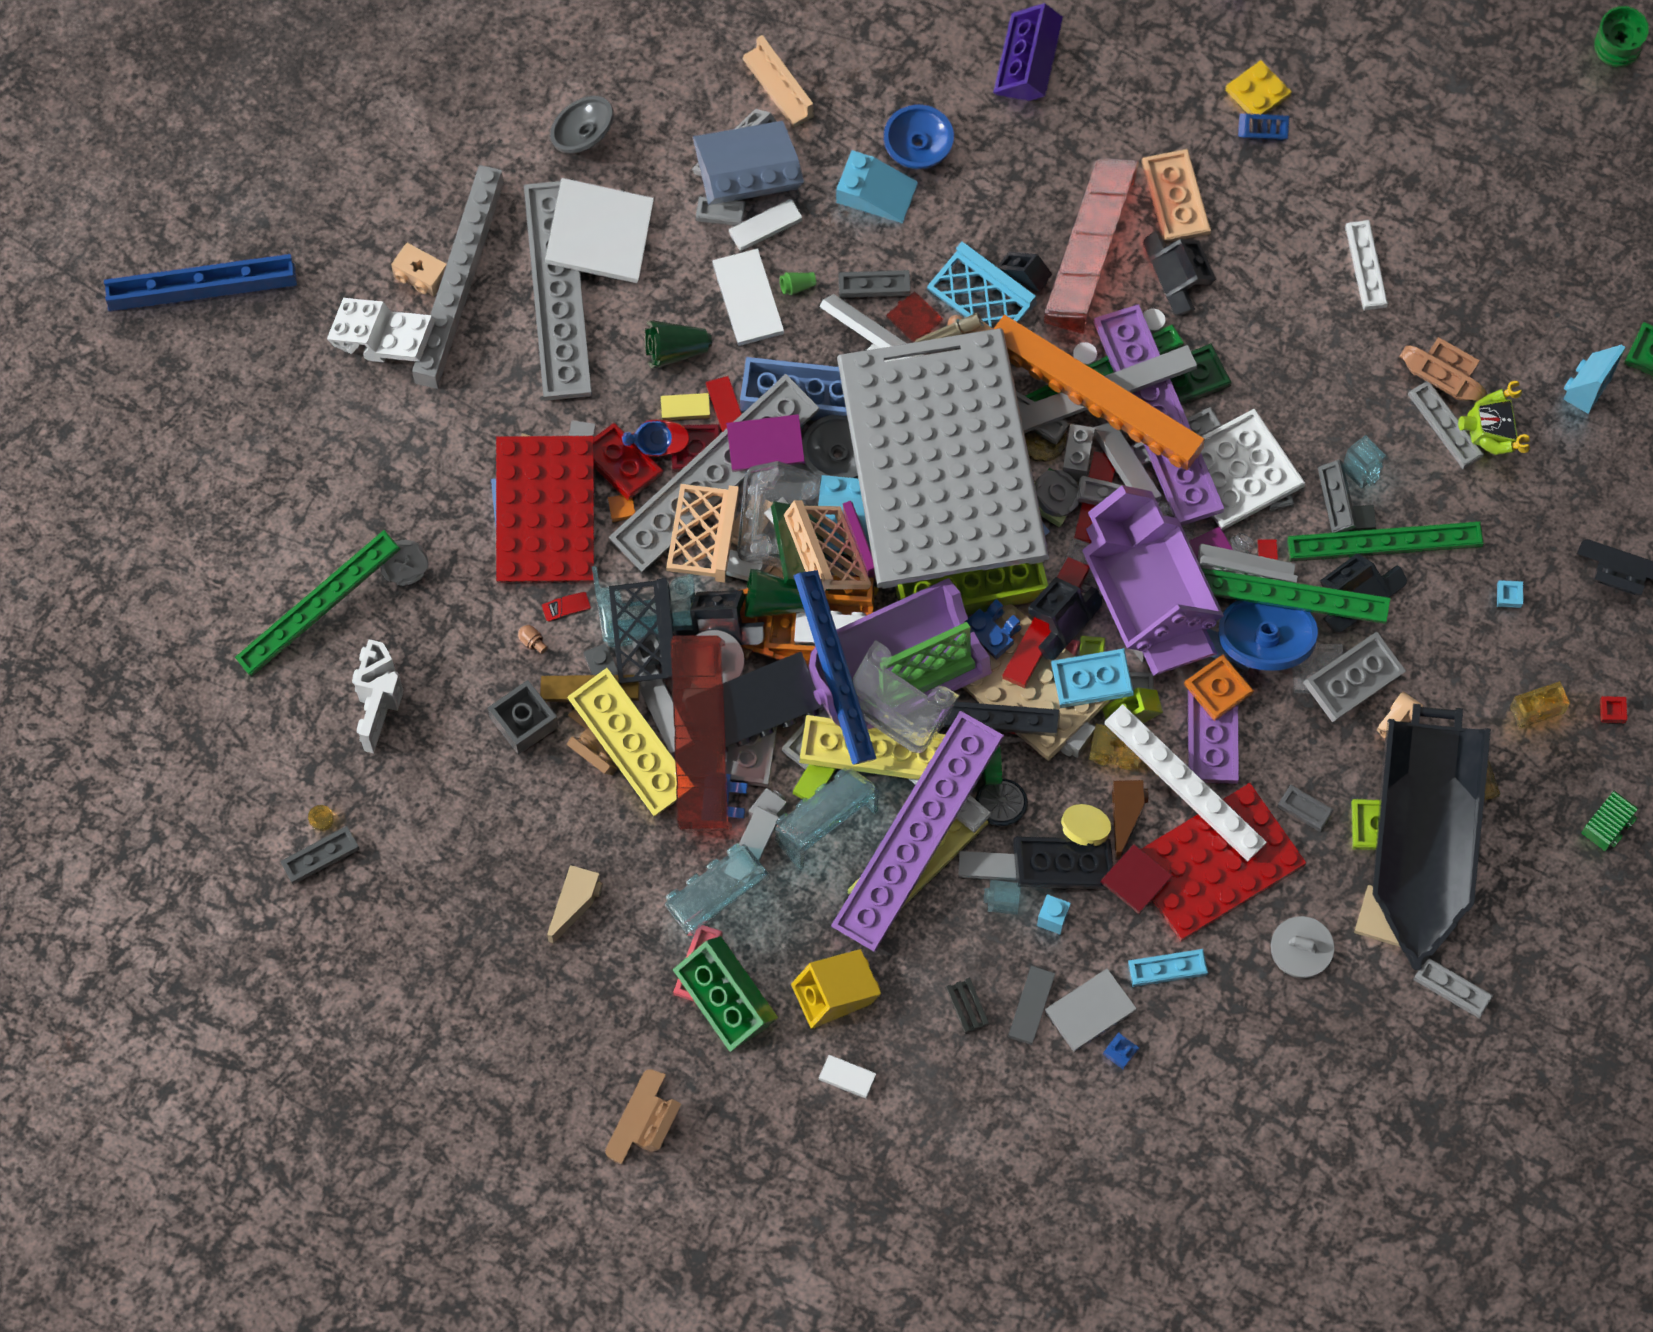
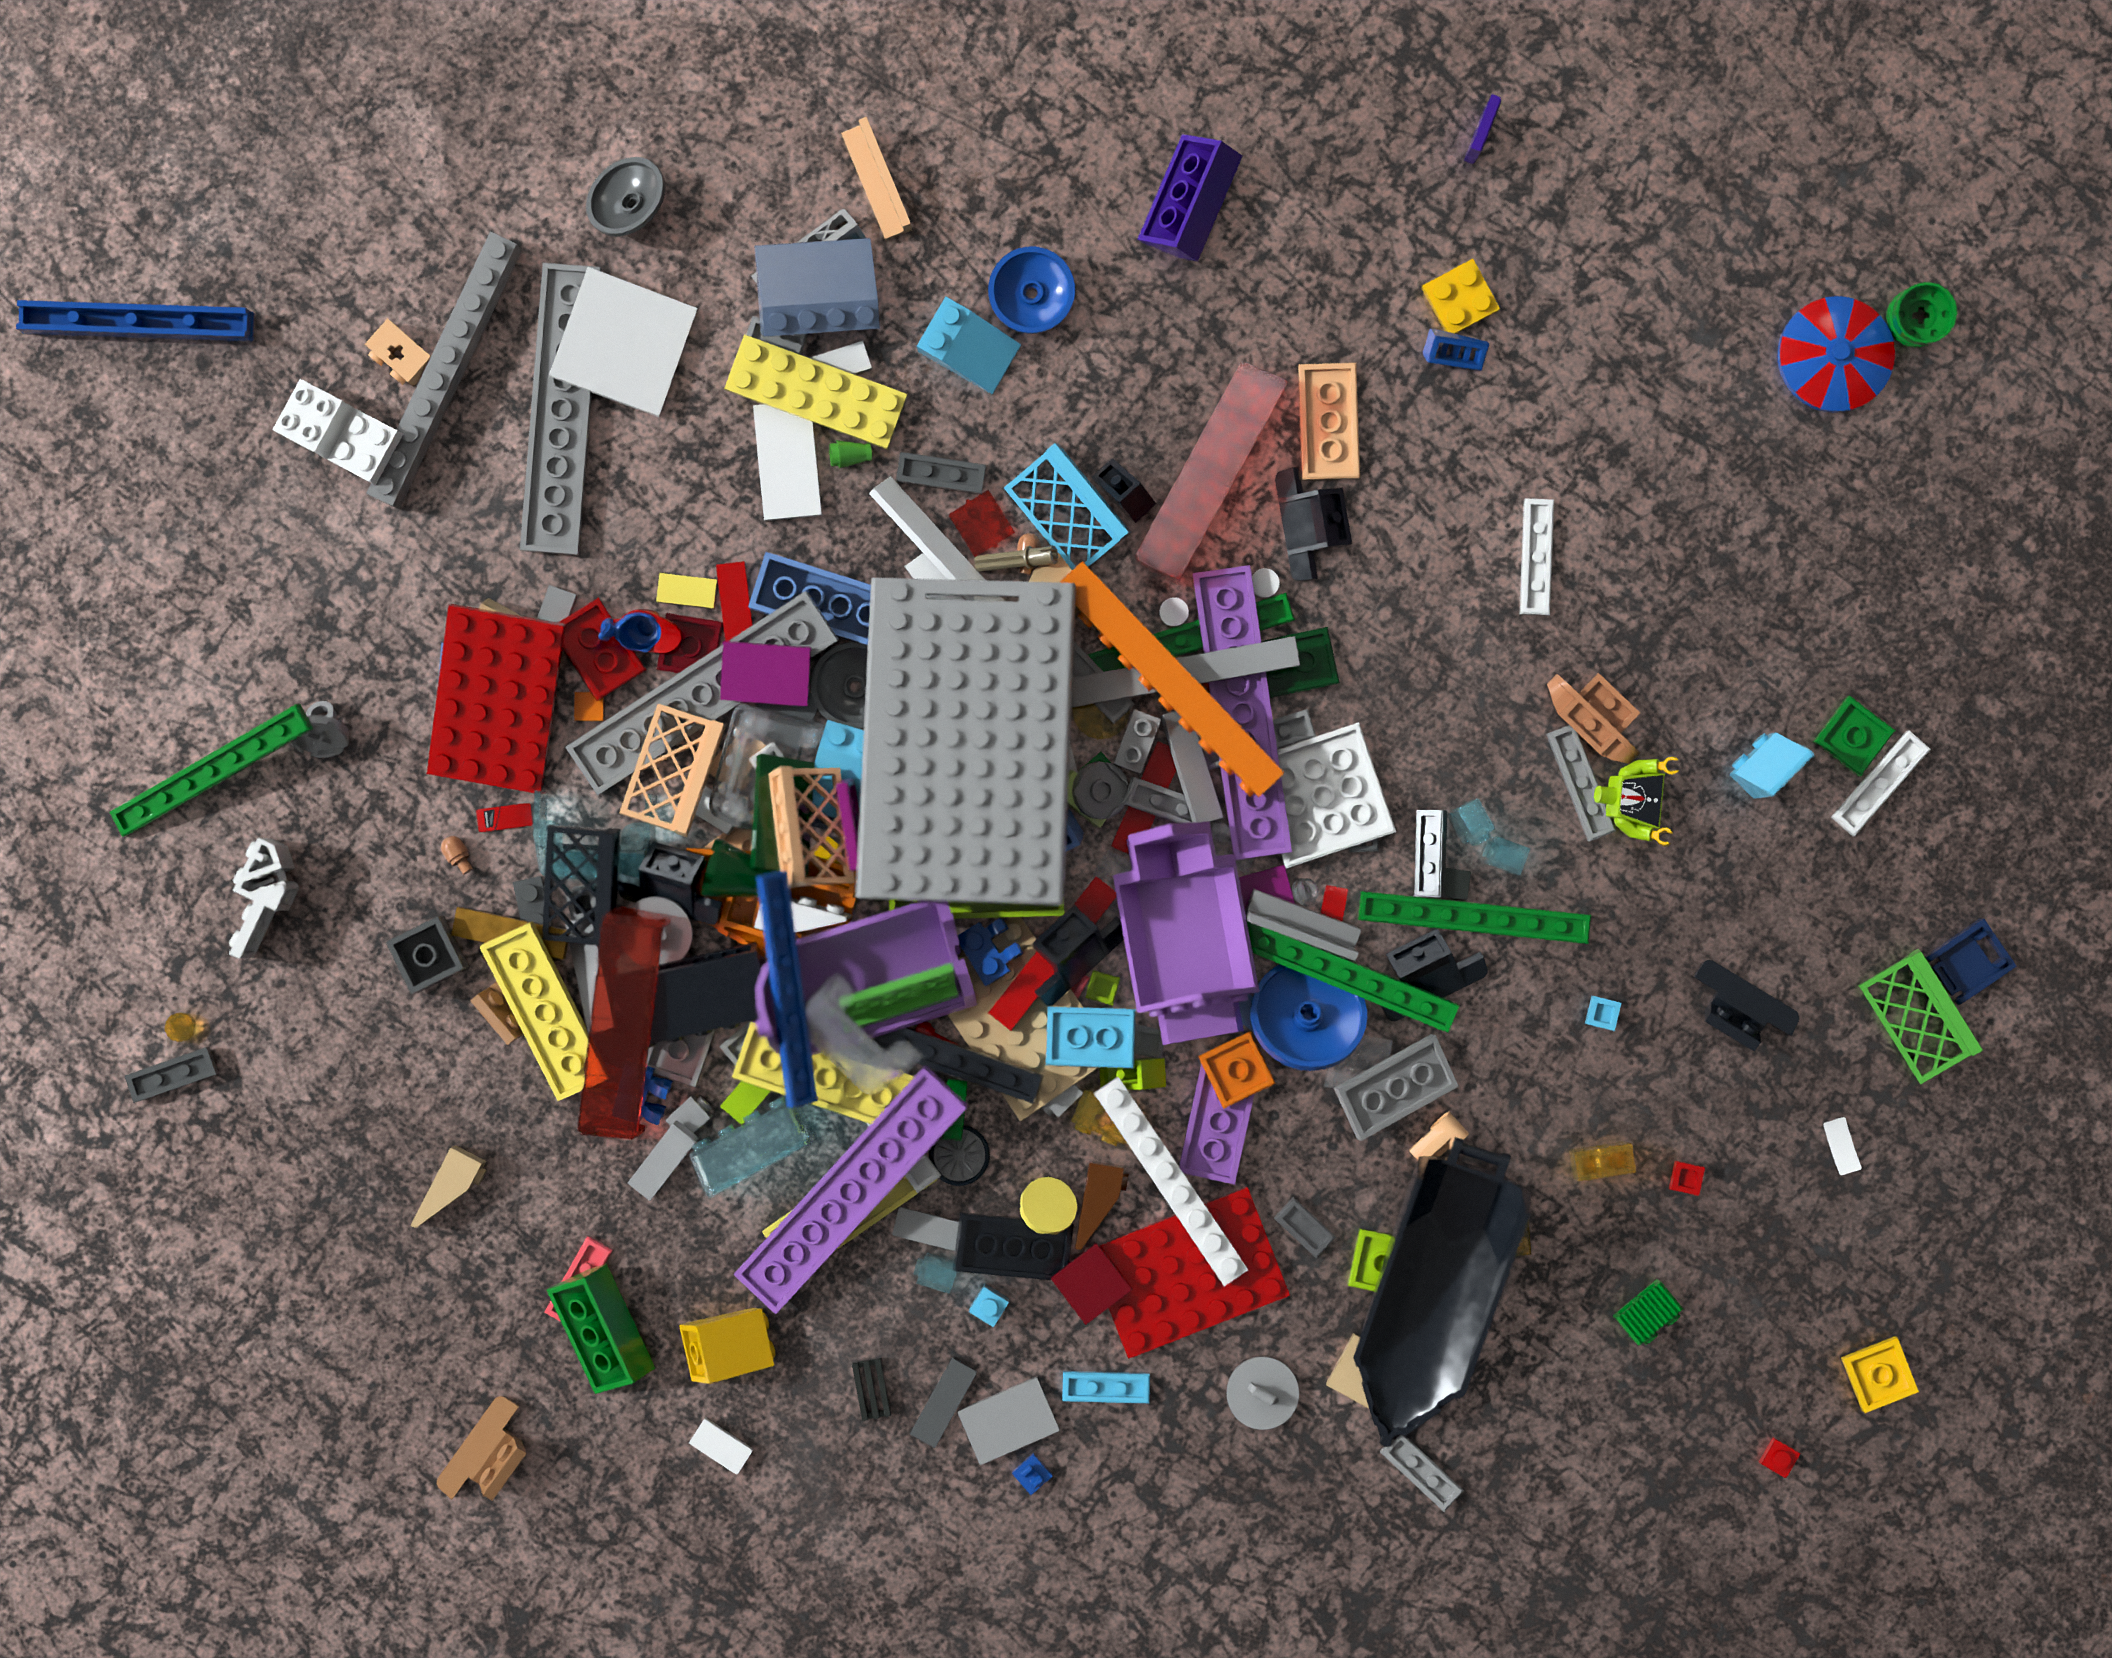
camera: 10 degrees right, 20 degrees up
(674, 342) = (687, 510): dark green cone -> none
(715, 888) = (613, 1220): clear light blue windscreen -> none
(761, 240) = (815, 392): none -> light yellow plate
(1399, 487) = (1505, 855): none -> clear light blue brick
(1563, 81) = (1836, 354): none -> dish

